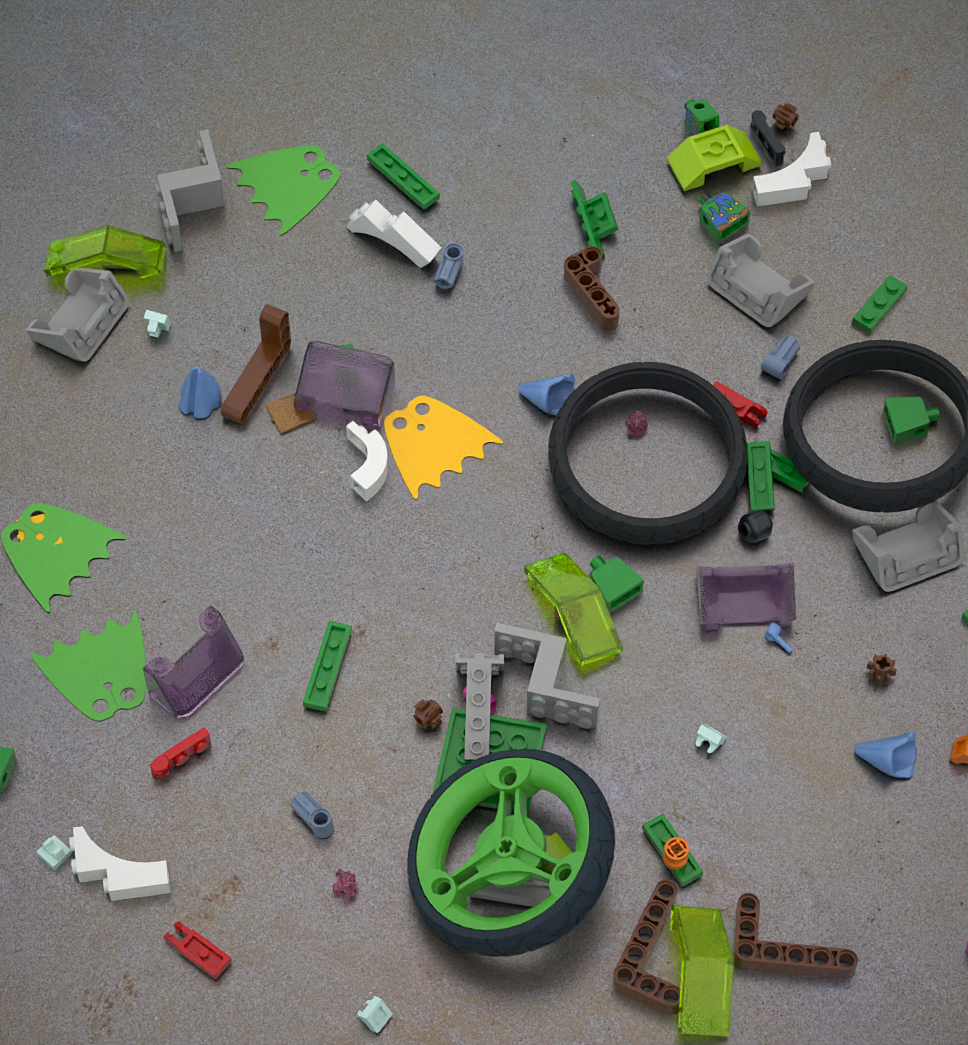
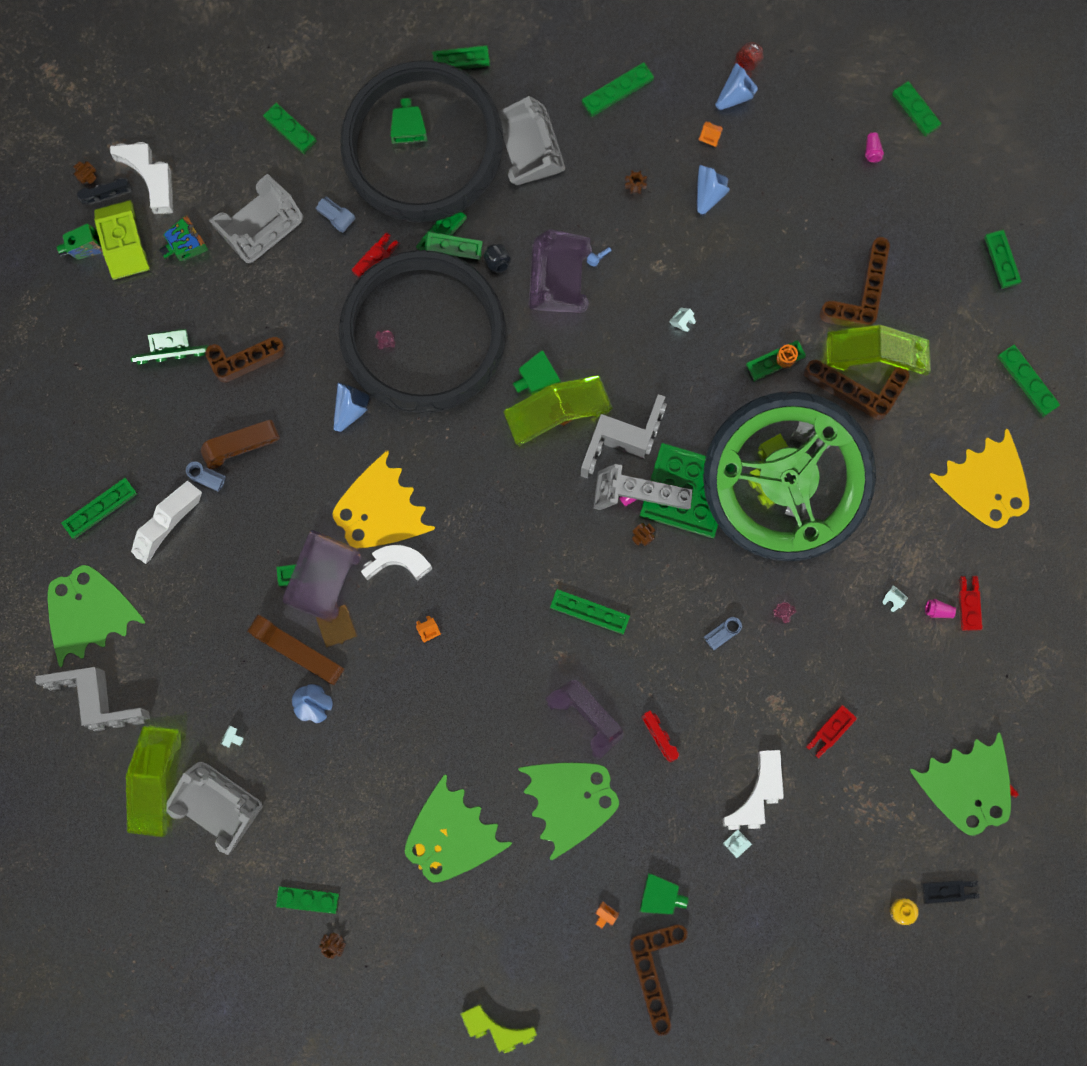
camera: 85 degrees left, 20 degrees up
(292, 499) = (428, 629): none -> orange tile
(493, 293) = (238, 442): none -> reddish brown beam

